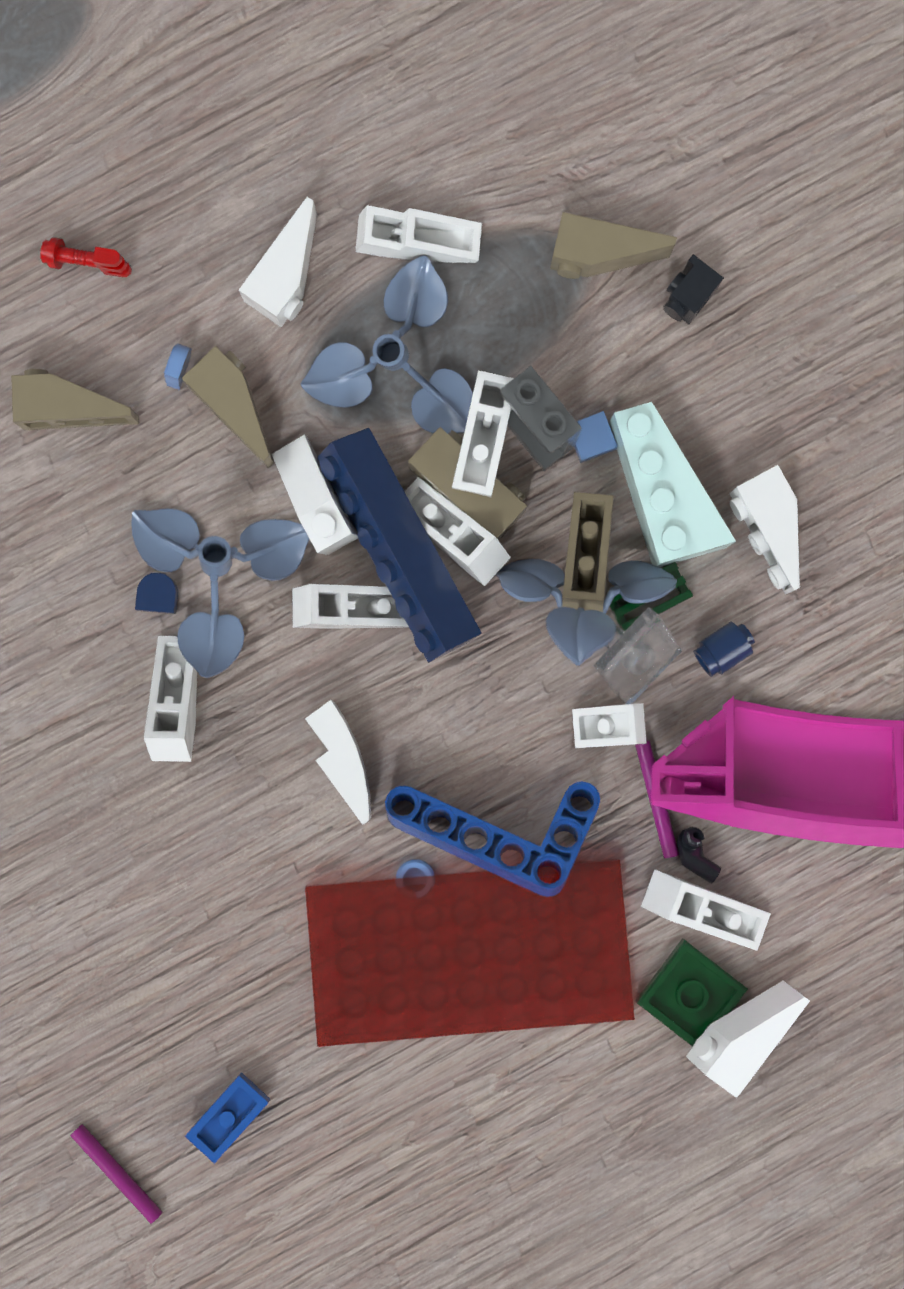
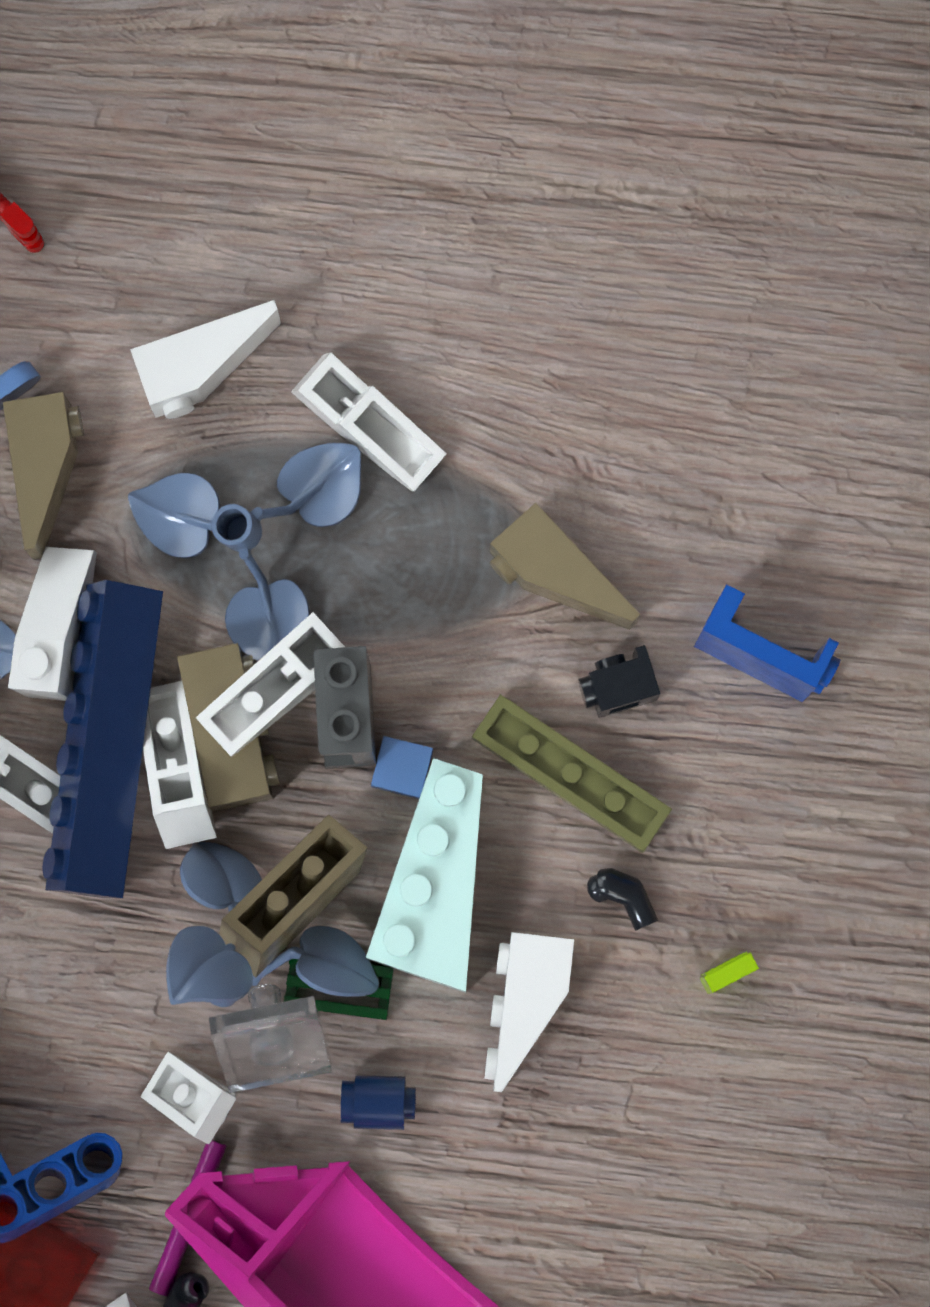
camera: 35 degrees right, 5 degrees down
(699, 368) = (571, 773): none -> olive plate
(767, 213) = (762, 657): none -> blue panel
(781, 417) = (624, 890): none -> black arm
(881, 422) = (728, 972): none -> lime tile

